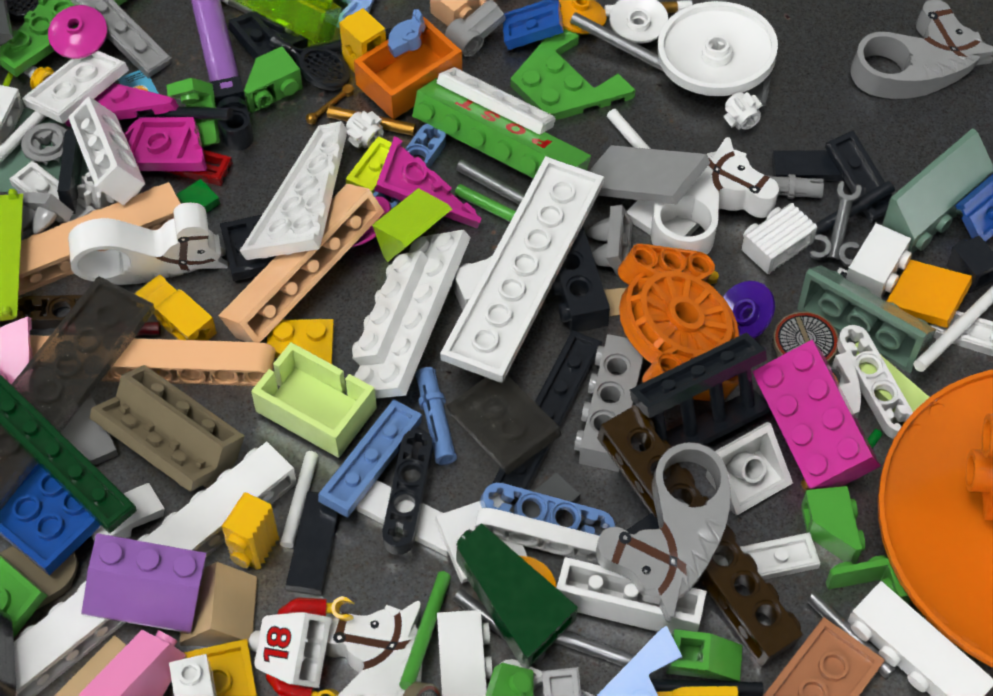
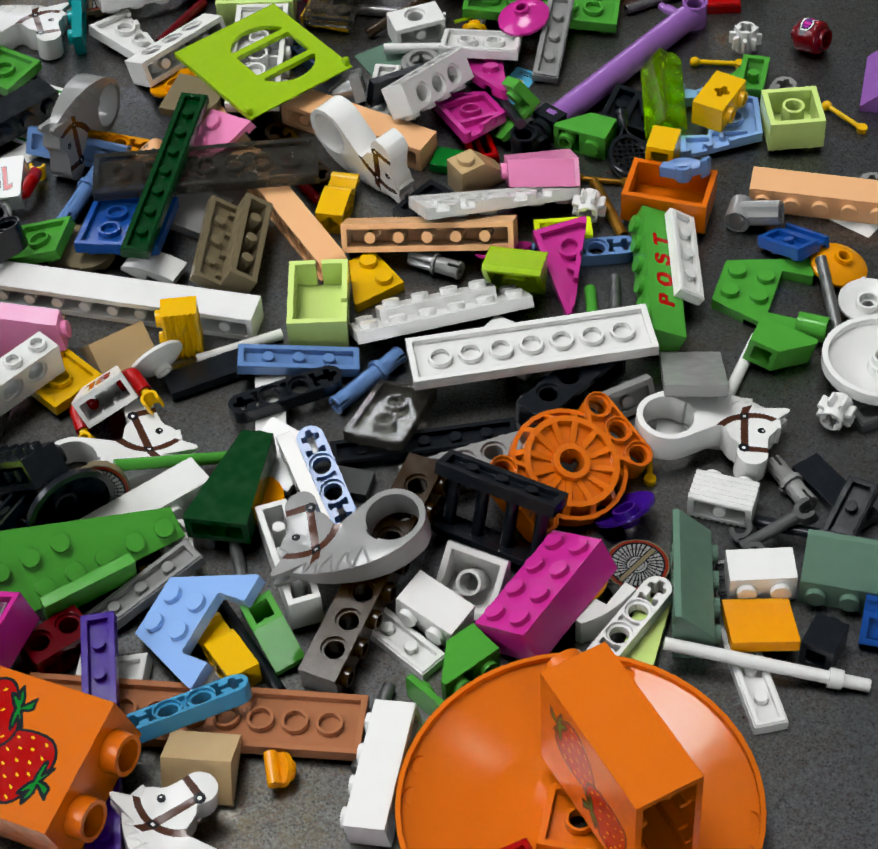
camera: 60 degrees right, 10 degrees down
(143, 583) = (94, 291): medium lavender slope -> none
(240, 189) = (472, 171): none -> tan slope
(278, 578) = (159, 359): none -> white dish
(294, 133) = (541, 169): none -> bright pink slope
(333, 281) = (436, 264): none -> light grey axle
(637, 69) = (813, 325): none -> bright green beam
(641, 103) = (778, 345): none -> bright green slope
(766, 512) = (433, 609): none -> white brick

